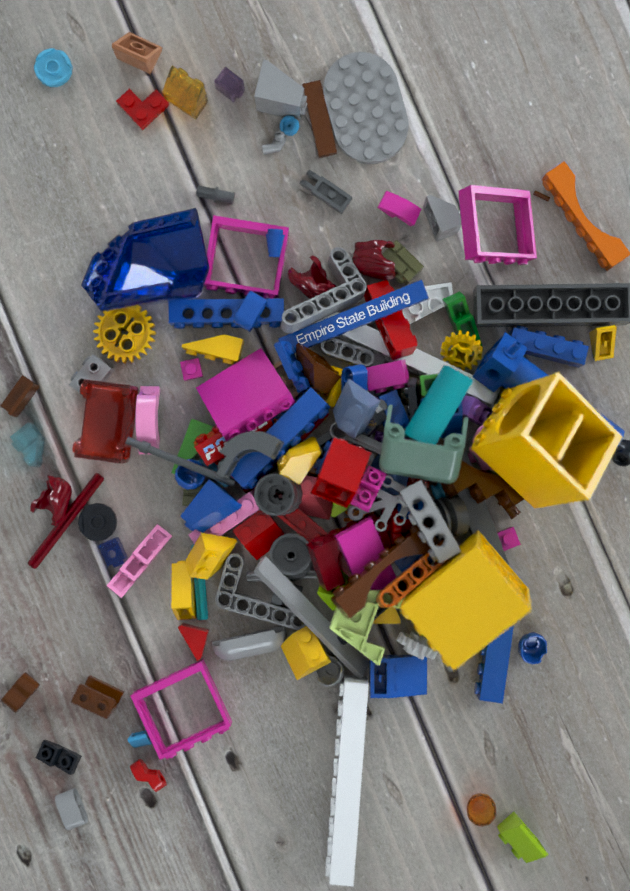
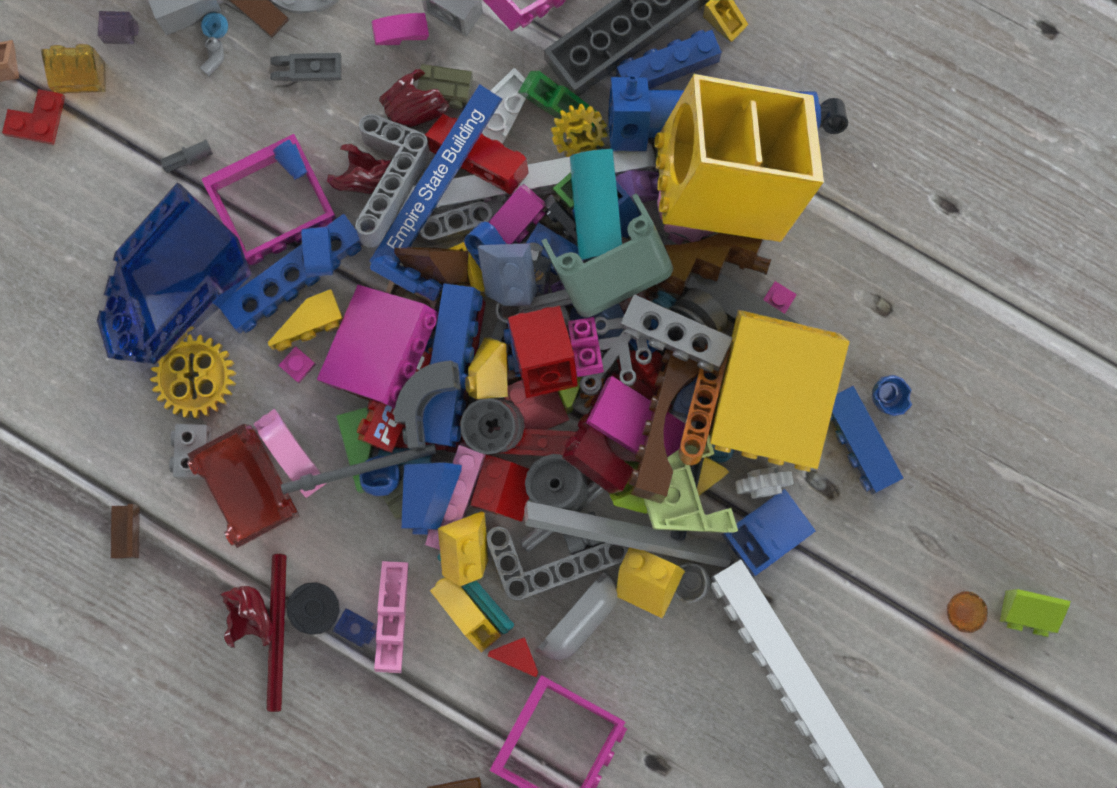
camera: 35 degrees left, 5 degrees down
(30, 443) = (174, 573): clear light blue slope -> none

